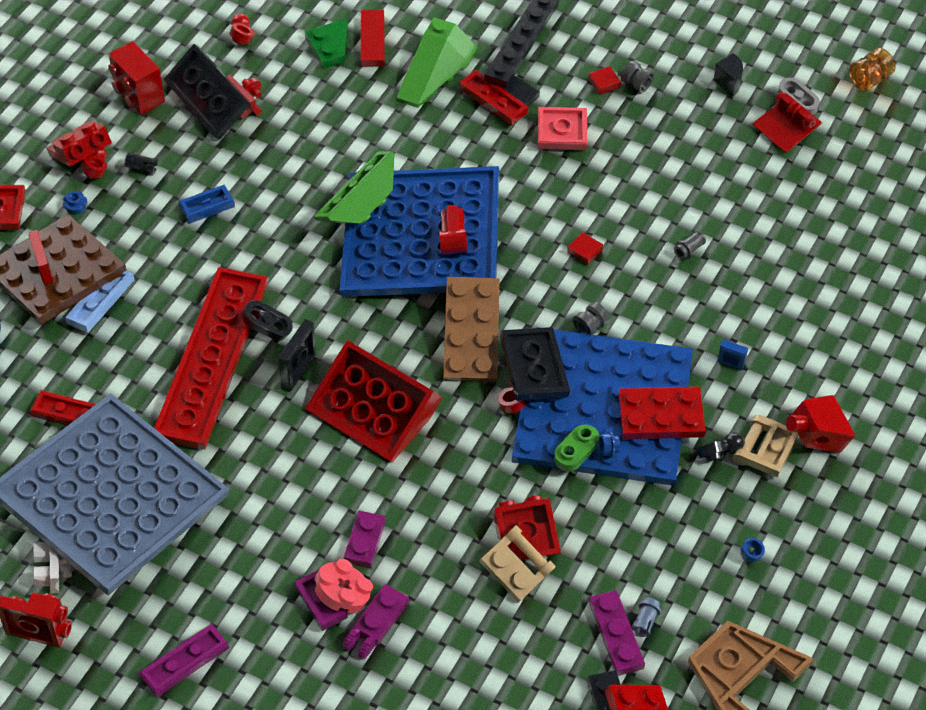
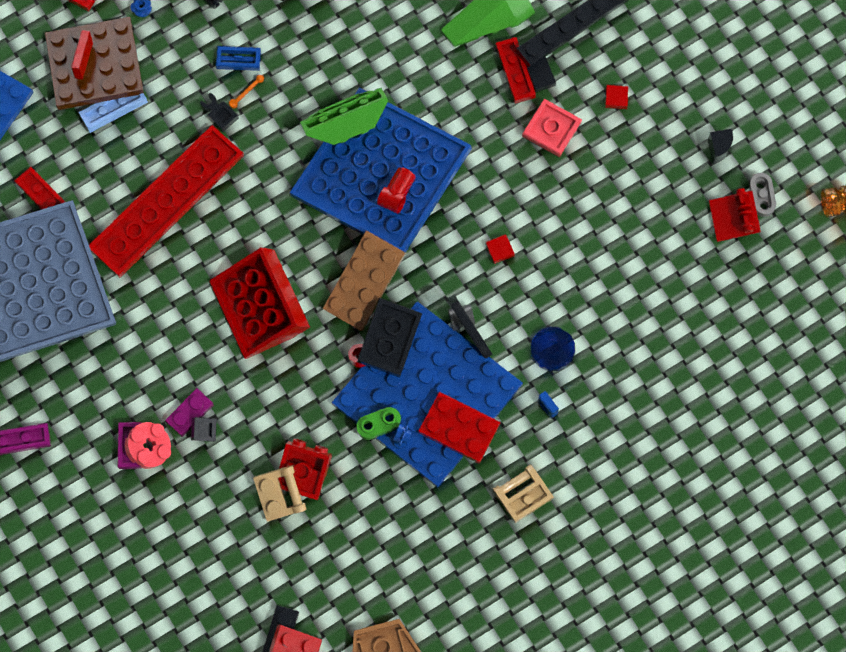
camera: 30 degrees right, 20 degrees up
(220, 255) = (220, 113): none -> black plate
(226, 244) = (234, 102): none -> orange hinge
(266, 320) = (219, 192): black plate -> none
(297, 355) = (222, 237): black tile -> none
(376, 620) = (160, 481): magenta hinge -> none
(393, 544) = (203, 429): none -> black plate
(608, 315) = (469, 326): none -> black tile
(616, 632) = (319, 582): magenta plate -> none
(637, 76) = (643, 108): dark grey wheel -> none
(648, 611) = (346, 582): sand blue pin -> none
(685, 248) = (581, 289): dark grey pin -> none
(699, 309) = (552, 349): none -> clear blue tile
(713, 451) = (481, 477): black plate -> none
(757, 553) = (456, 577): blue hinge -> none
(821, 424) = (571, 500): red torso -> none

